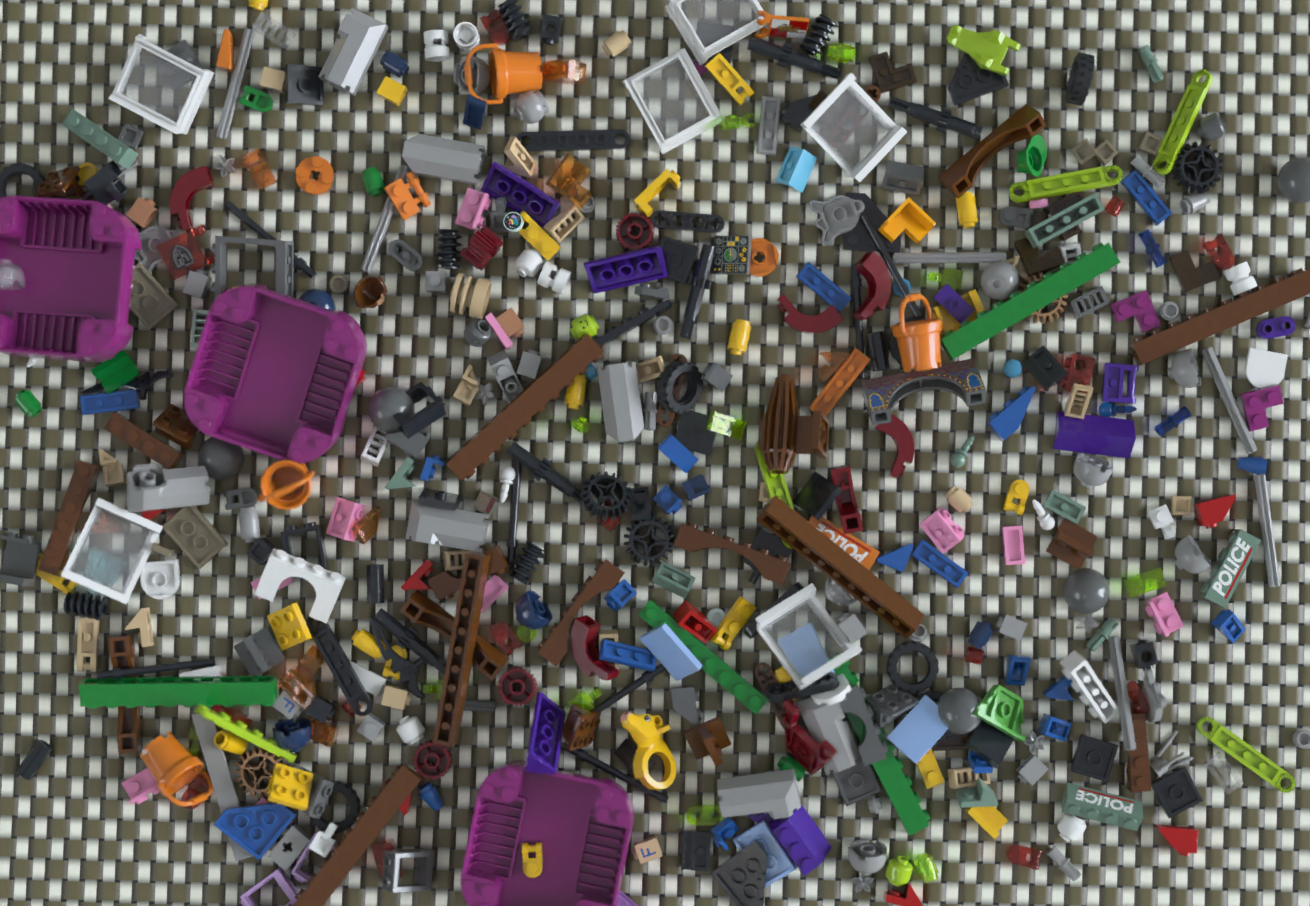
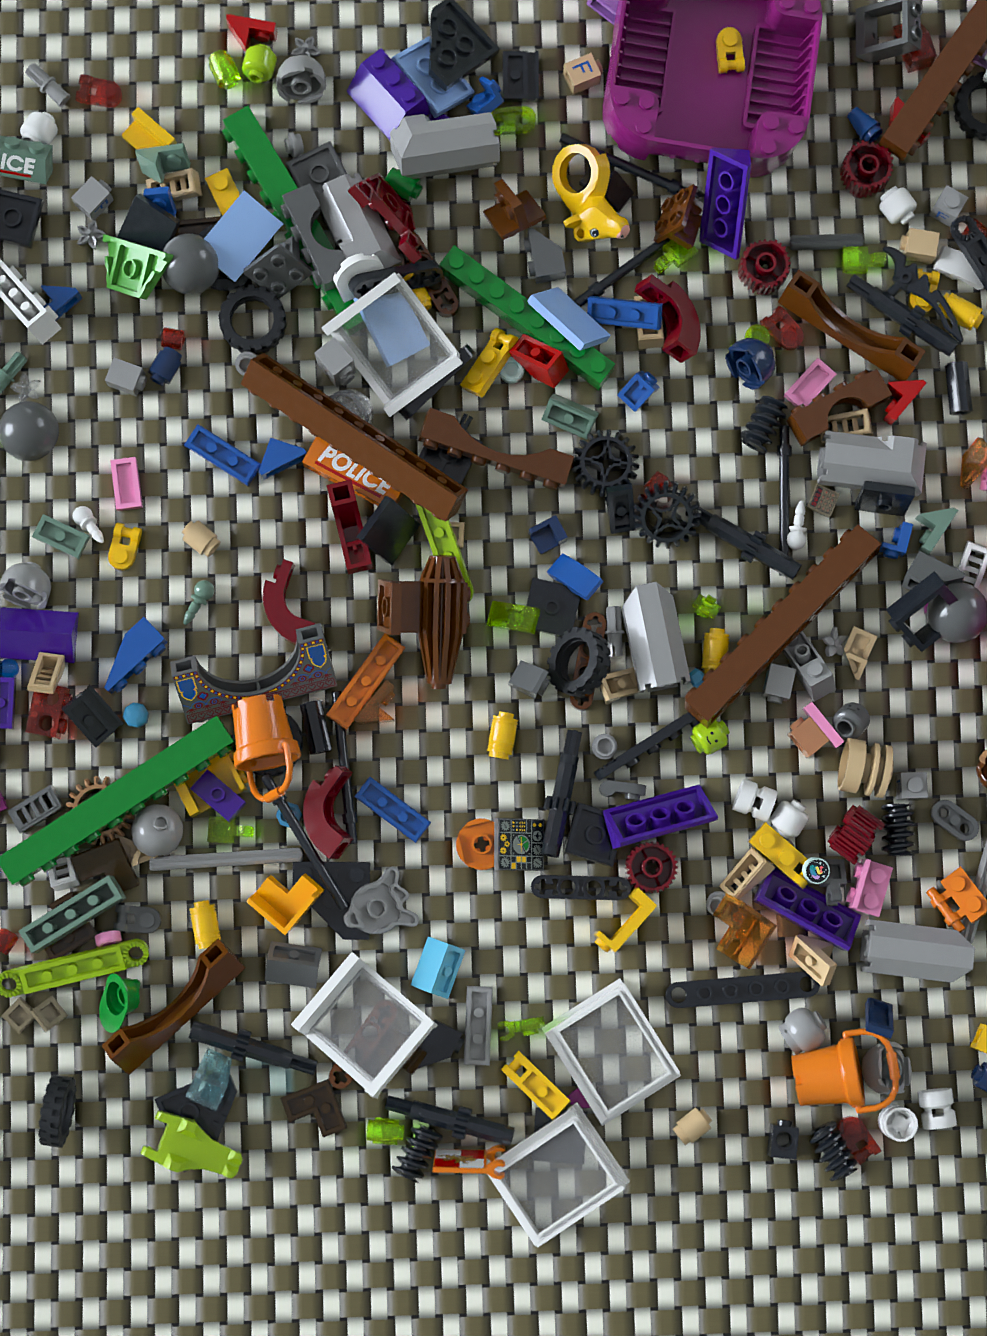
camera: 170 degrees right, 5 degrees down
(461, 648) = (842, 306): reddish brown brick -> none
(557, 644) = (661, 407): reddish brown arch -> none
(564, 71) = (760, 1083): clear orange slope -> none
(668, 500) = (583, 516): blue bracket -> none
(808, 324) = (406, 757): dark red arch -> none
(942, 530) = (220, 497): bright pink bracket -> none
(967, 94) = (210, 1079): none -> clear light blue slope
(1017, 669) = (116, 325): blue slope -> none
(1054, 727) = (65, 253): blue slope -> none
(1072, 544) = (49, 489): reddish brown bracket -> none

